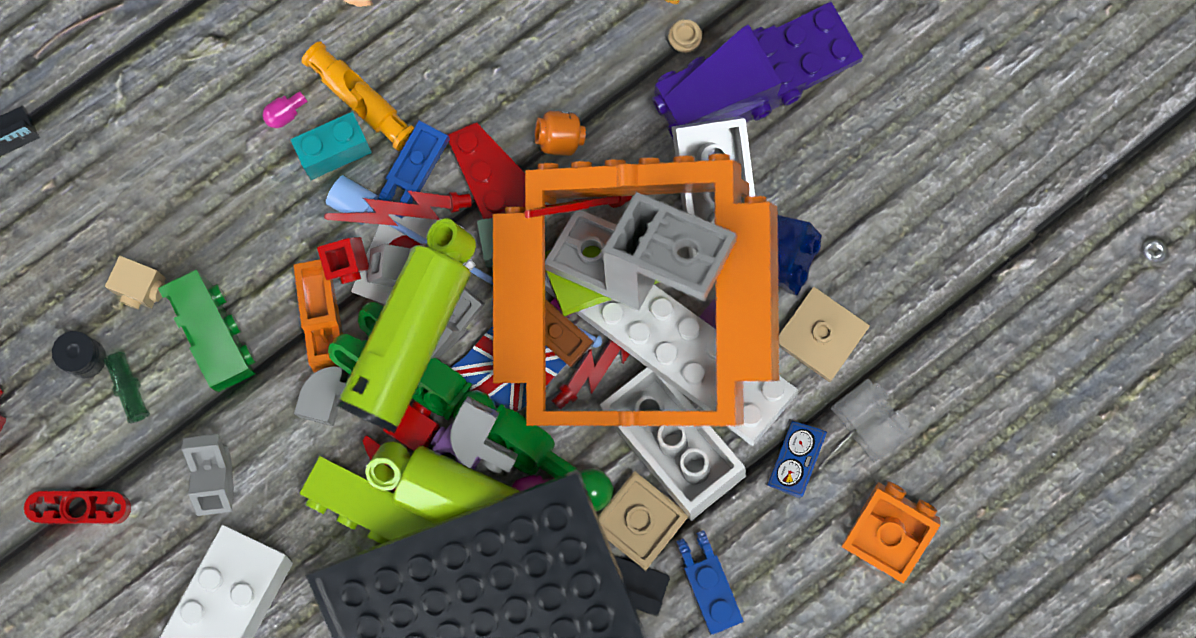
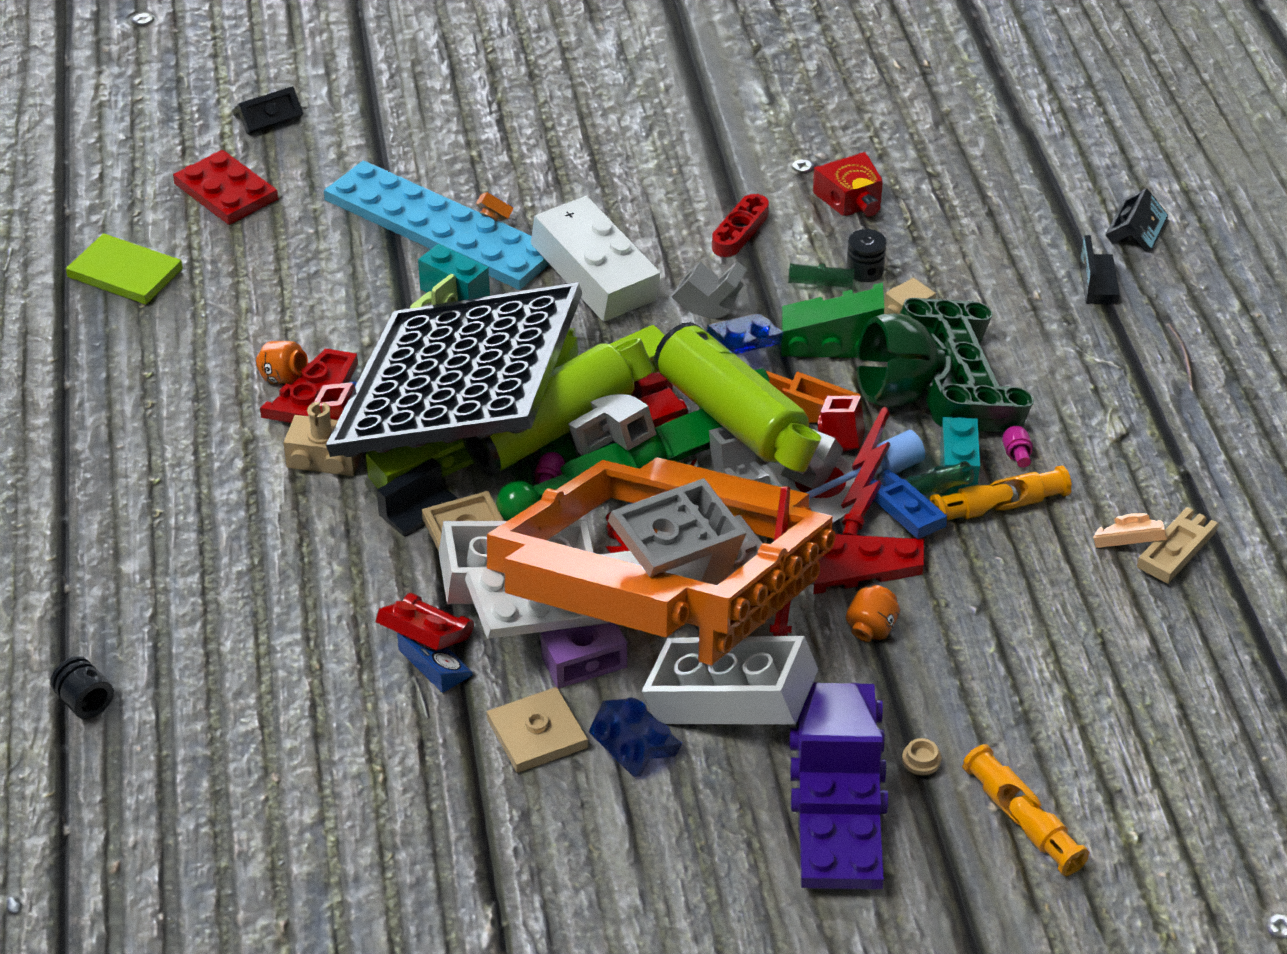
camera: 120 degrees right, 35 degrees down
(229, 220) = (938, 351): none -> dark green beam
(272, 402) = (746, 333): none -> clear blue bracket
(378, 143) = (941, 478): none -> clear green pin
(710, 587) = (377, 553): blue hinge -> none
(784, 484) = (424, 622): none -> red plate
(873, 419) = (425, 719): clear piece -> none
(892, 531) = (315, 688): orange plate -> none

